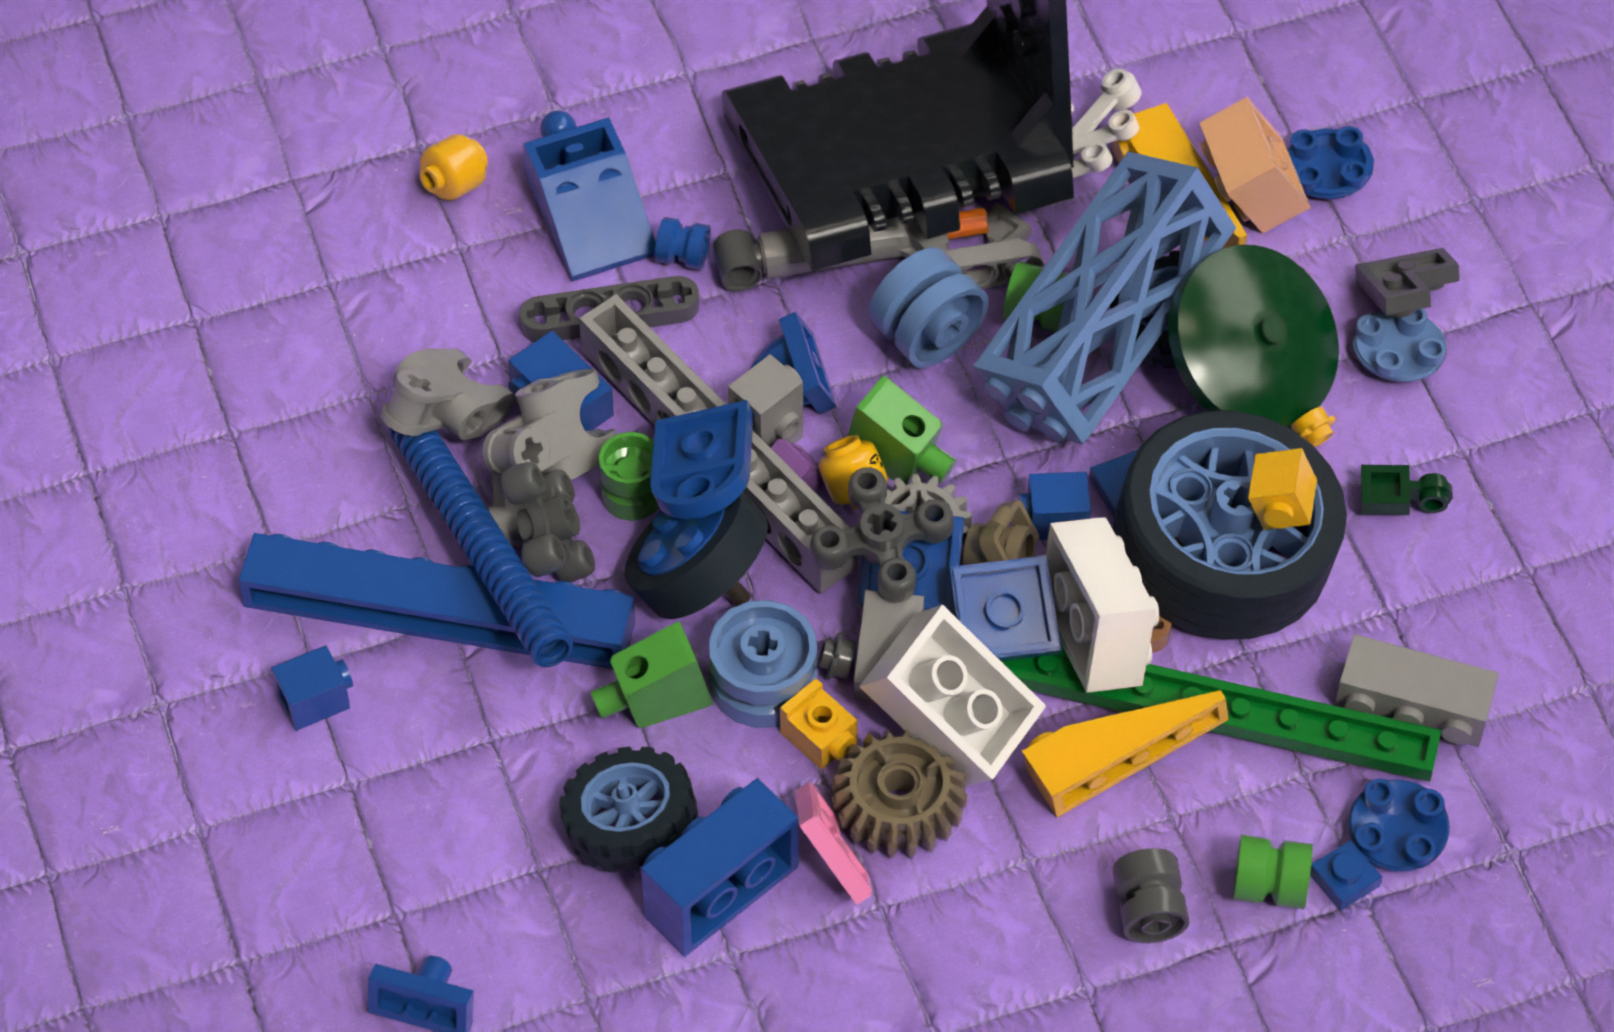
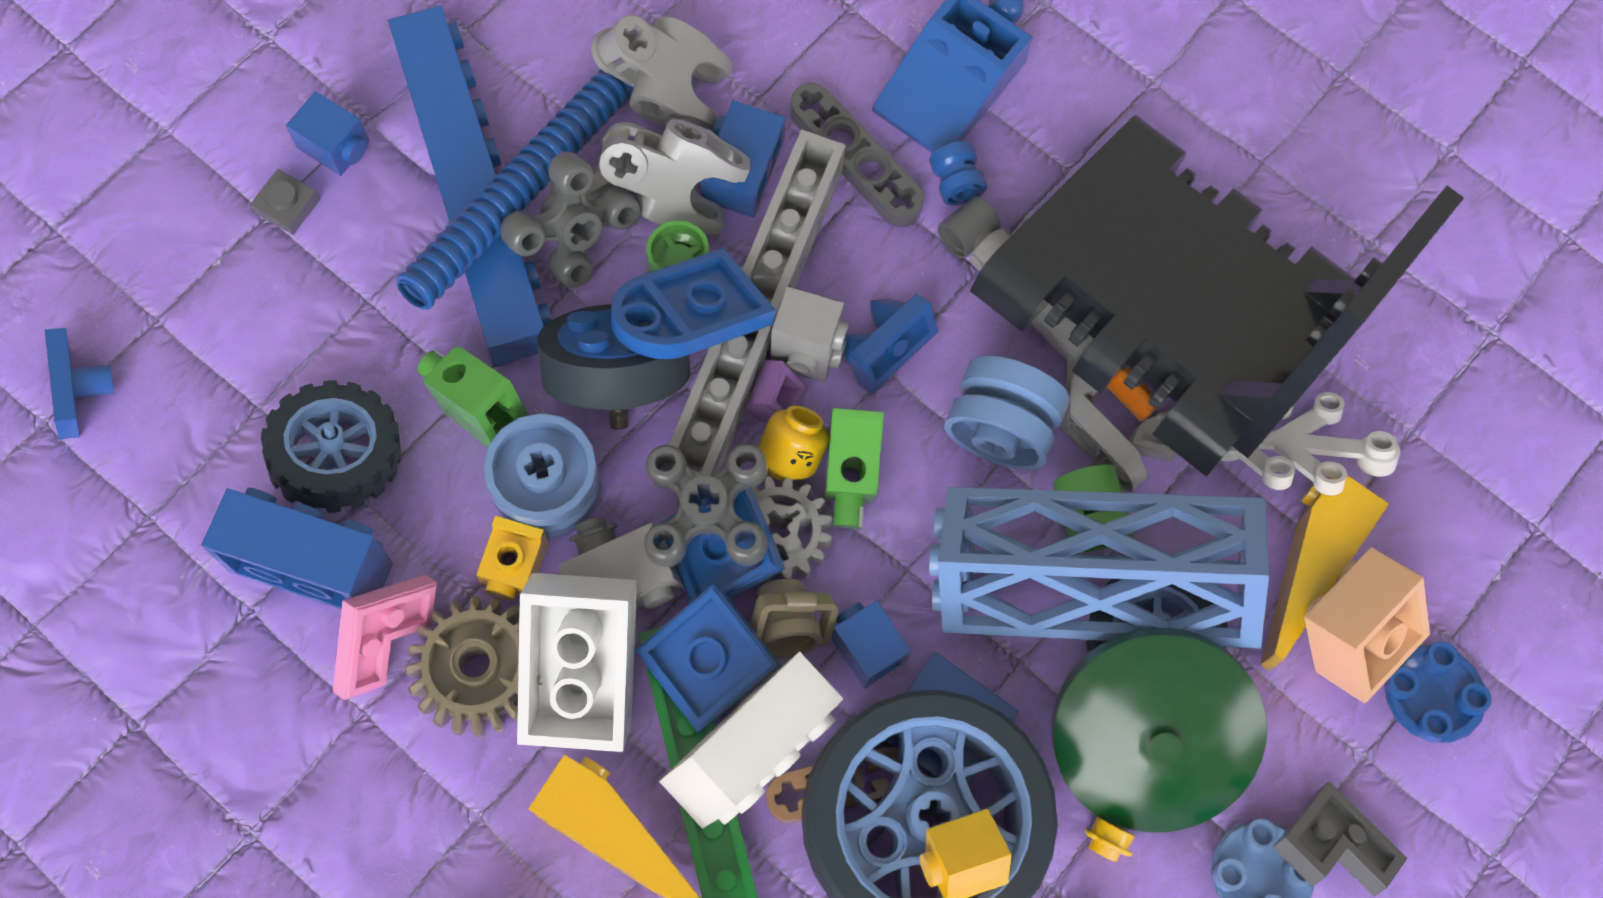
camera: 55 degrees right, 15 degrees up
(350, 758) = (285, 201): none -> dark grey plate

